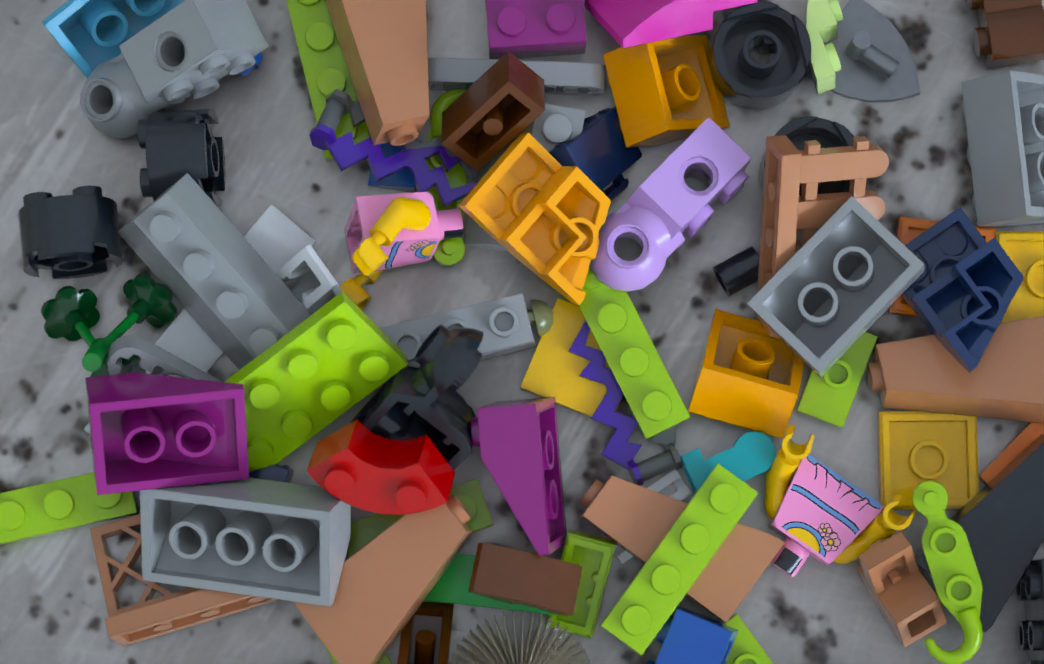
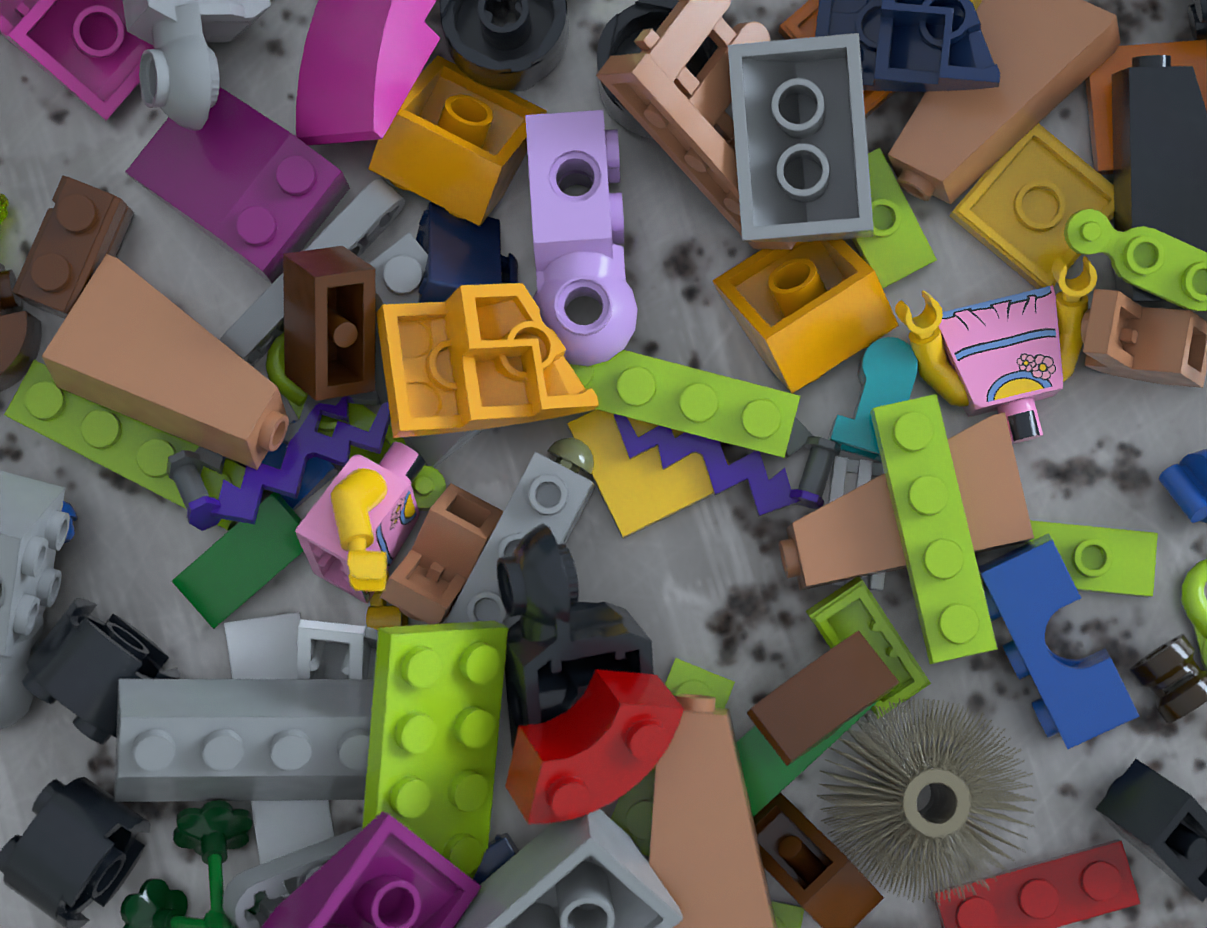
camera: 40 degrees left, 0 degrees up
(314, 182) = (242, 561): none -> green slope
(417, 293) = (442, 556): none -> nougat brick
(523, 458) = (704, 598): magenta slope -> none
(738, 271) = (696, 226): black hinge -> none

